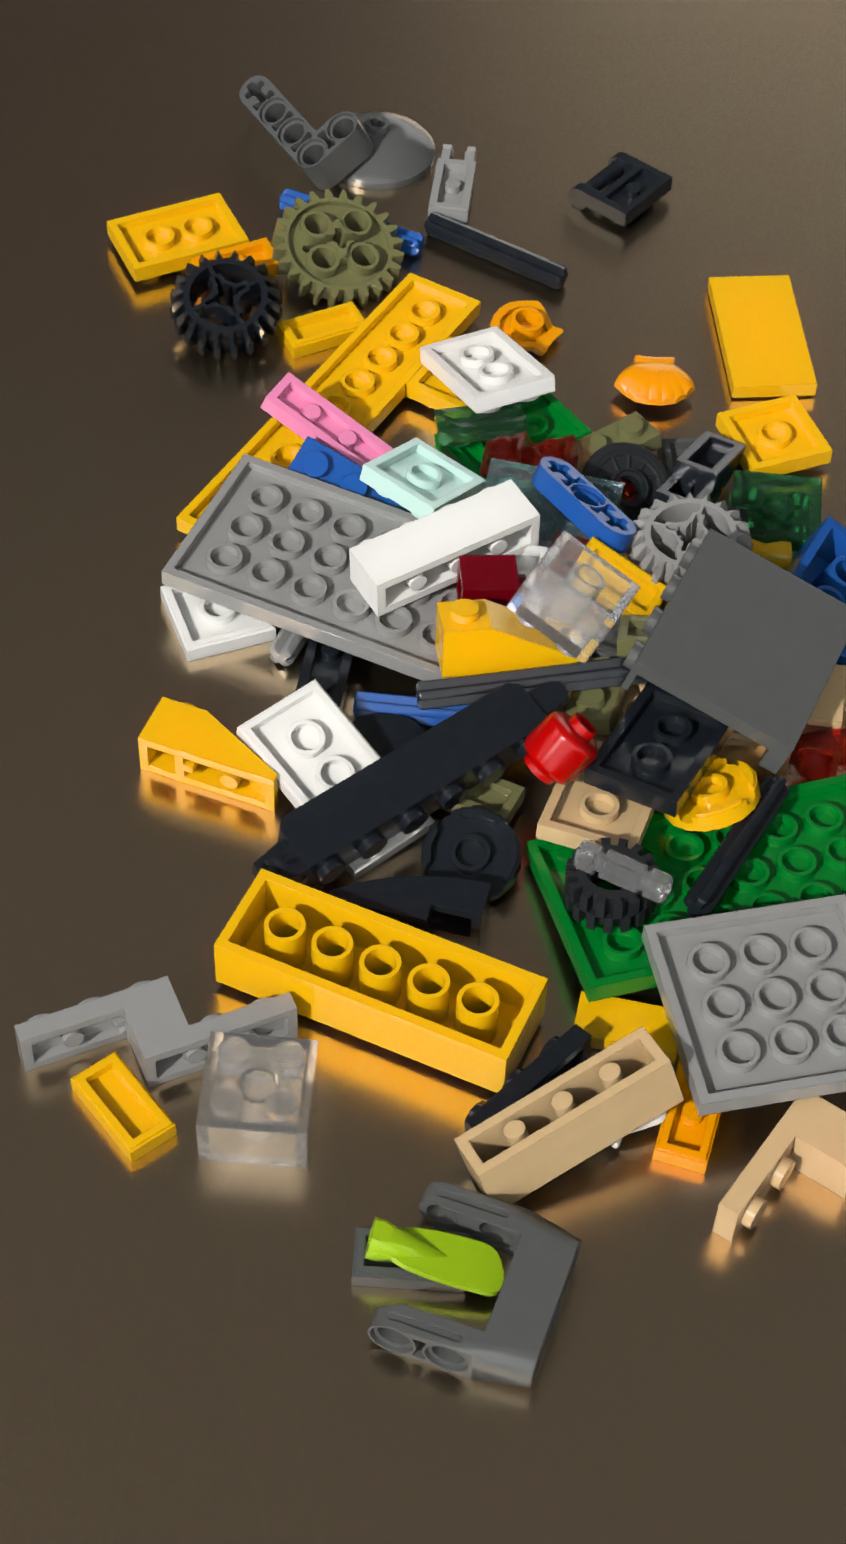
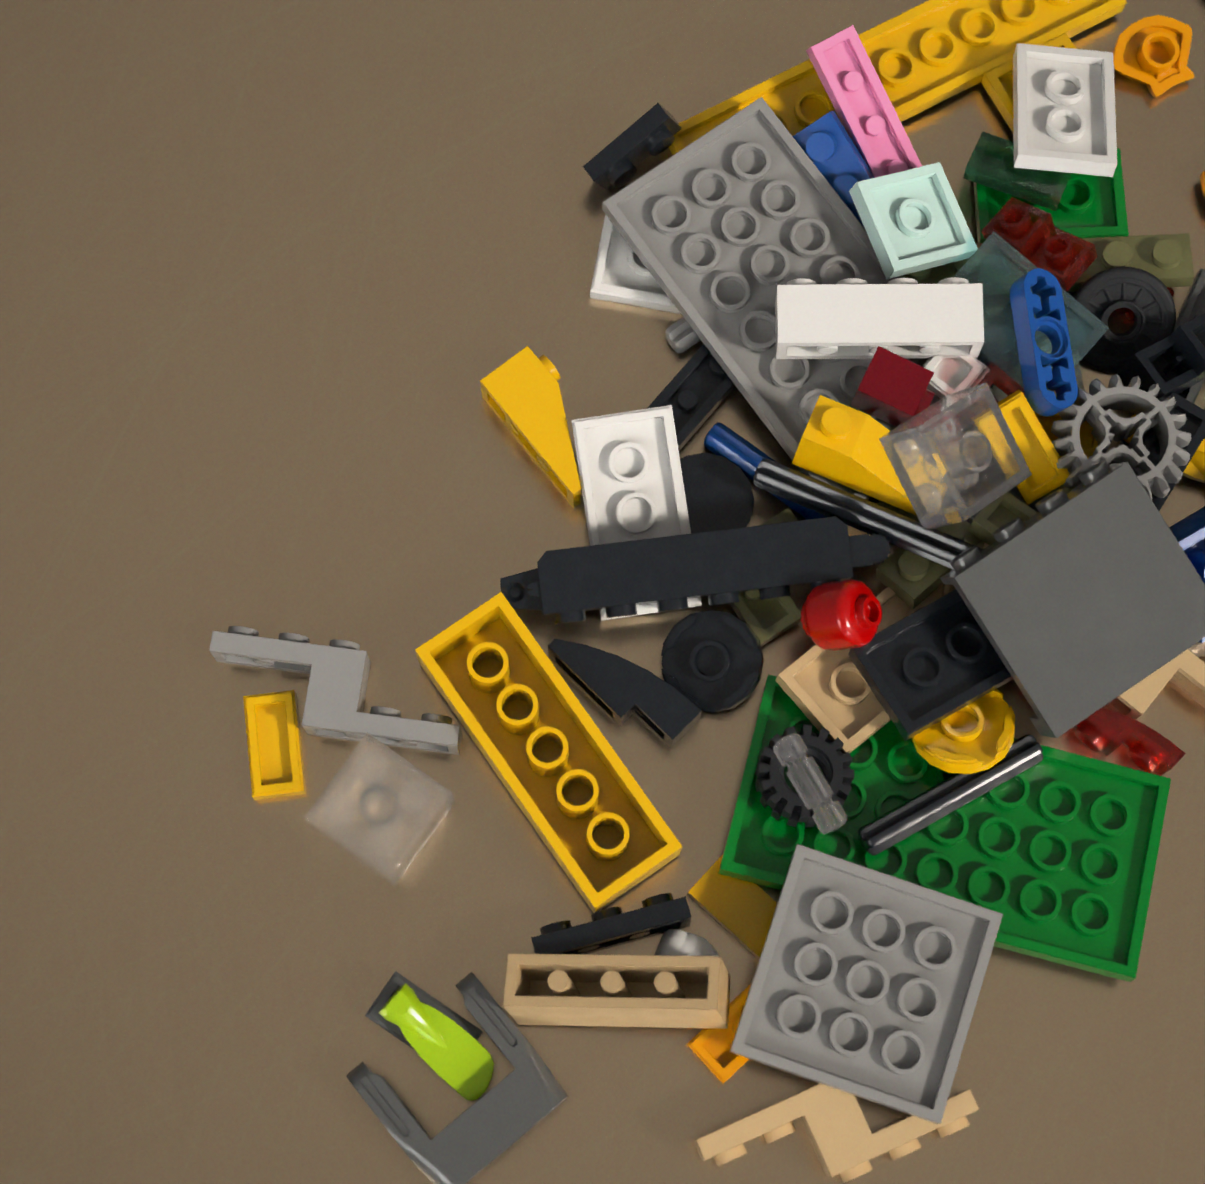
camera: 30 degrees right, 25 degrees up
(153, 546) = (645, 137): none -> black plate

